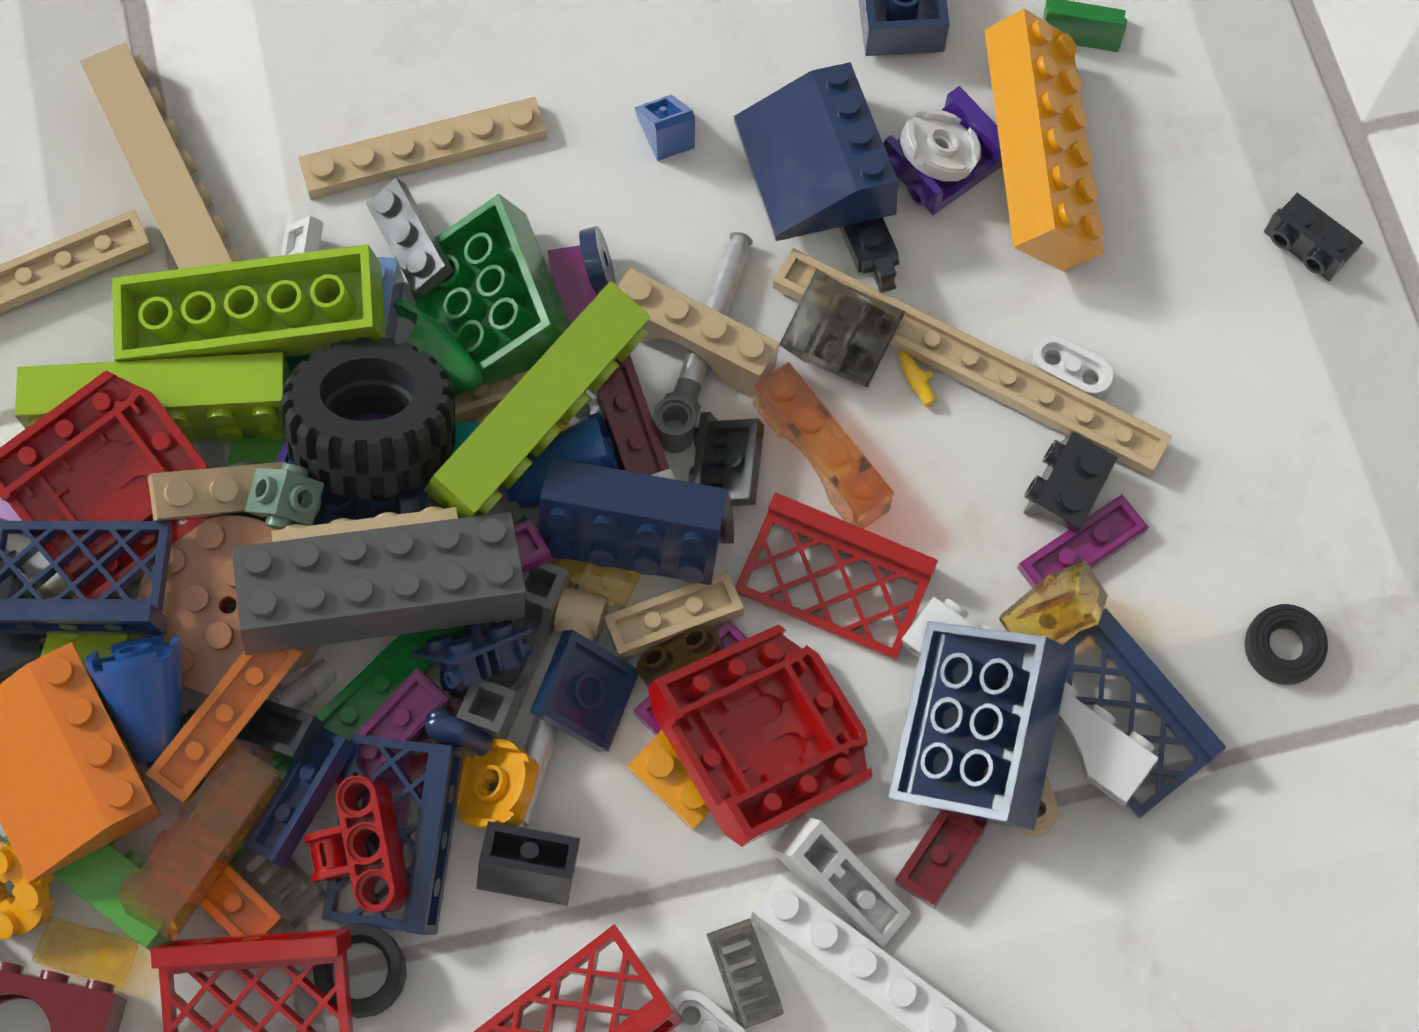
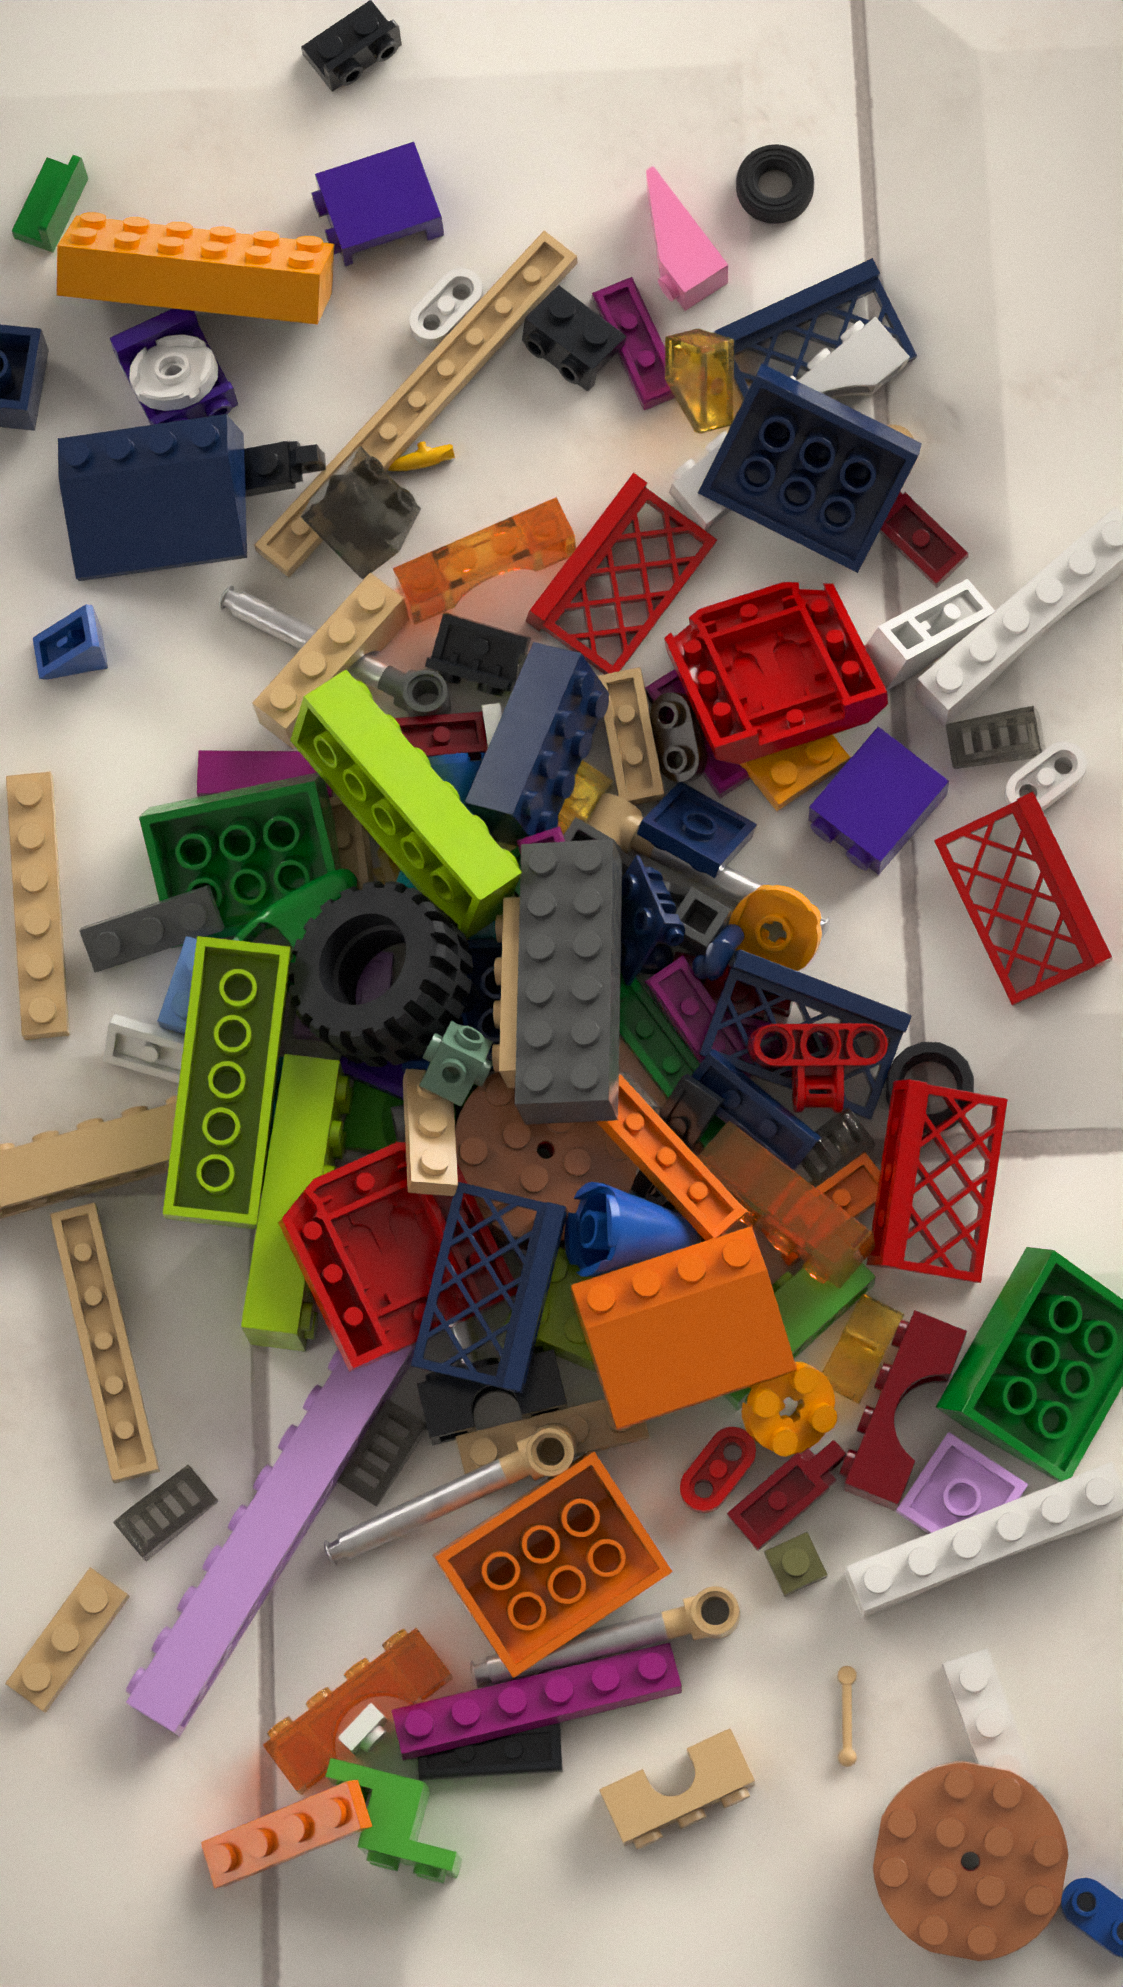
camera: 70 degrees left, 5 degrees up
(527, 863) = (859, 910): black brick -> none
(596, 258) = (227, 739): dark blue piece -> none
(650, 862) = (877, 801): none -> dark purple brick
(1160, 285) = (377, 201): none -> dark purple panel
(1187, 564) = (685, 256): none -> bright pink slope

